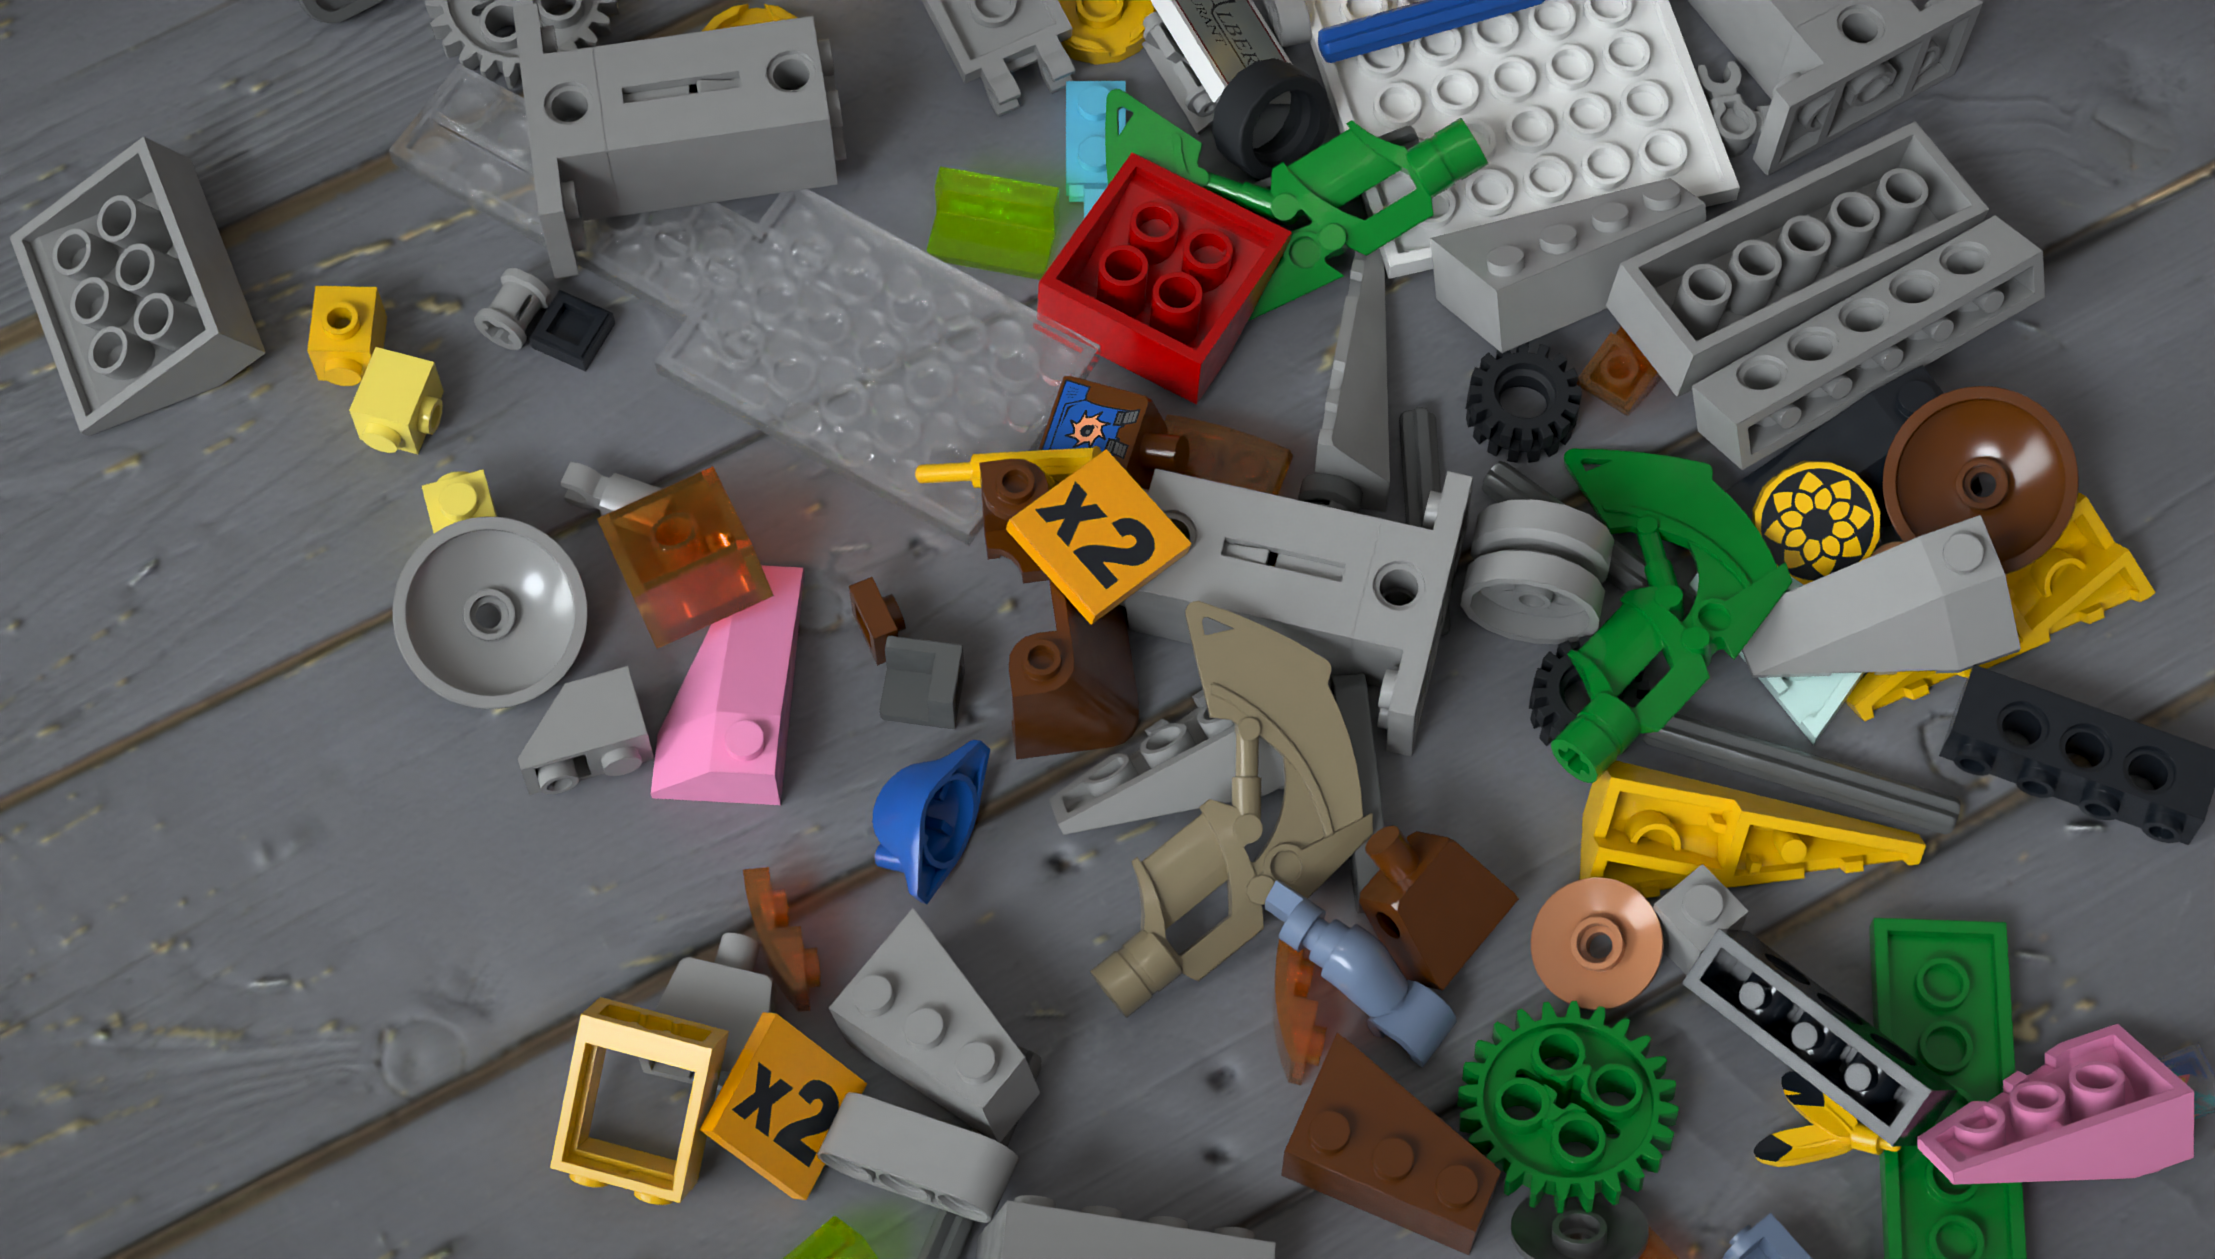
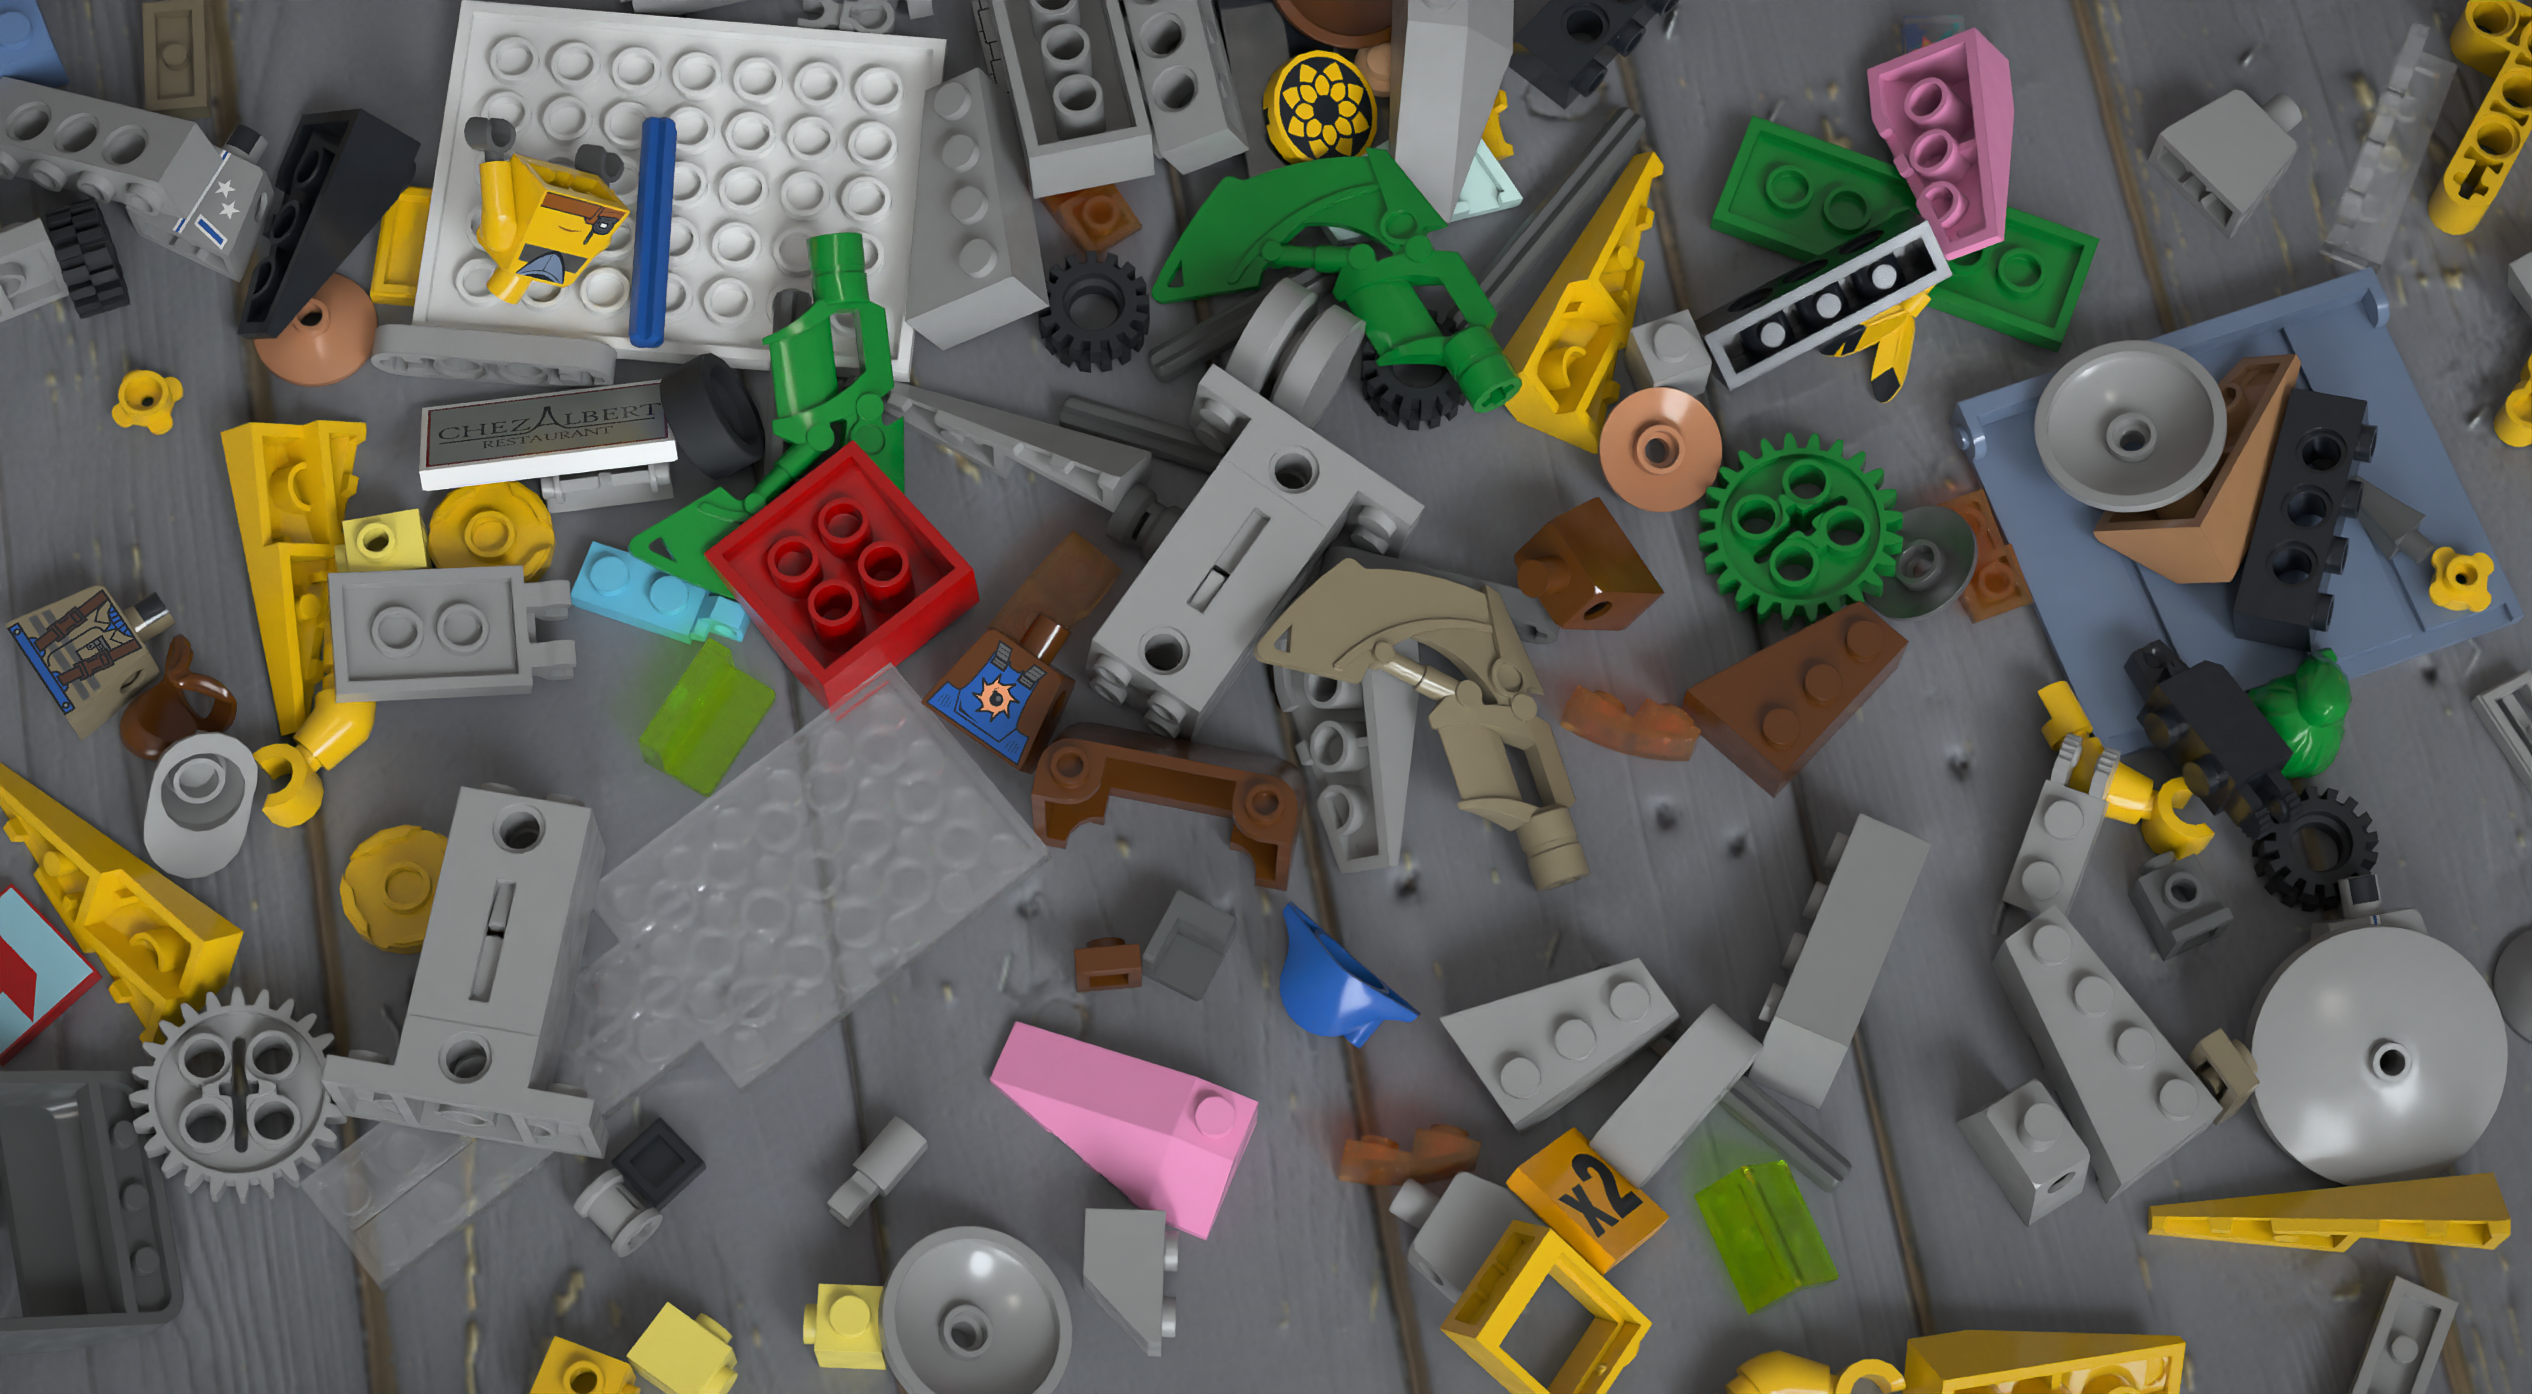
camera: 75 degrees left, 5 degrees up
(685, 557) = (985, 1118): clear orange brick -> none
(1056, 463) = (1015, 773): yellow axle -> none
(1098, 536) = (1156, 709): light orange tile -> none
(1365, 974) = (1630, 651): sand blue piece -> none

